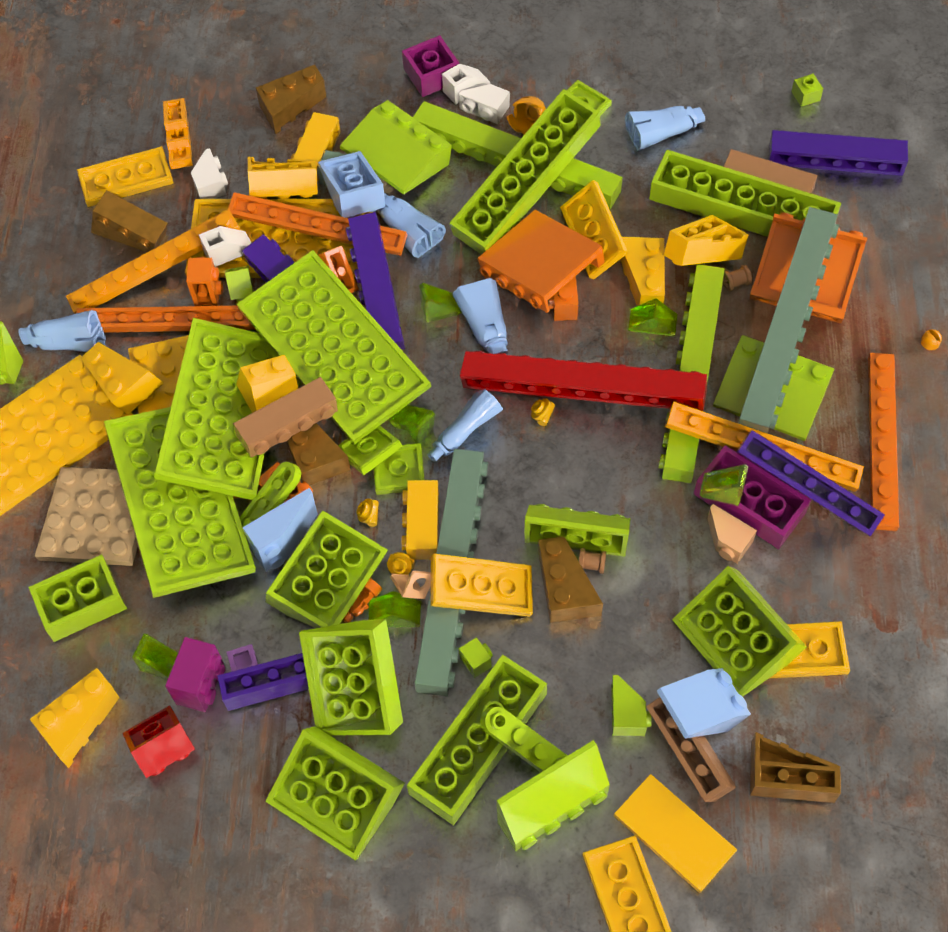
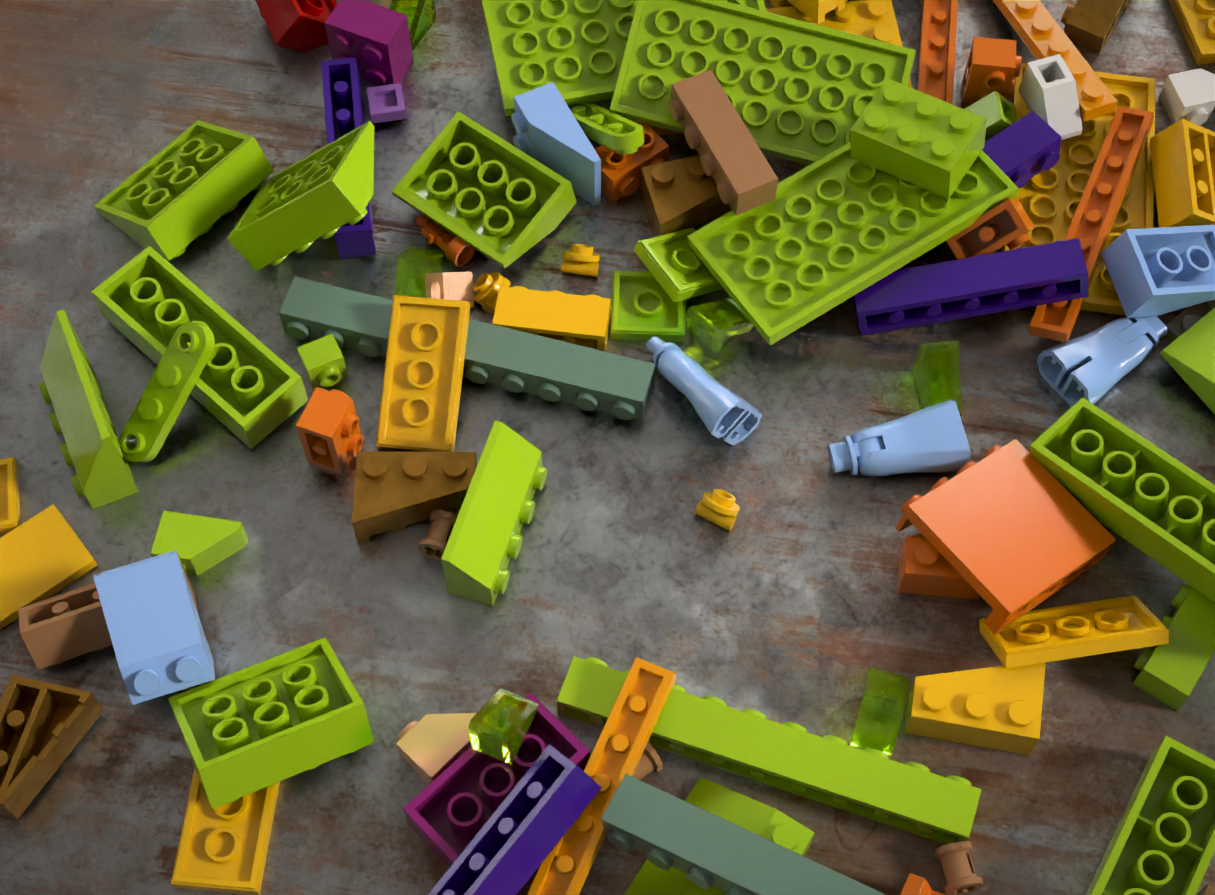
camera: 95 degrees right, 0 degrees up
(266, 382) = (788, 131): yellow slope -> none
(281, 301) = (918, 138): none -> lime brick
(534, 633) = (330, 430): none -> orange brick
(583, 380) = (748, 571): red brick -> none
(705, 242) = (1026, 807): yellow wedge -> none

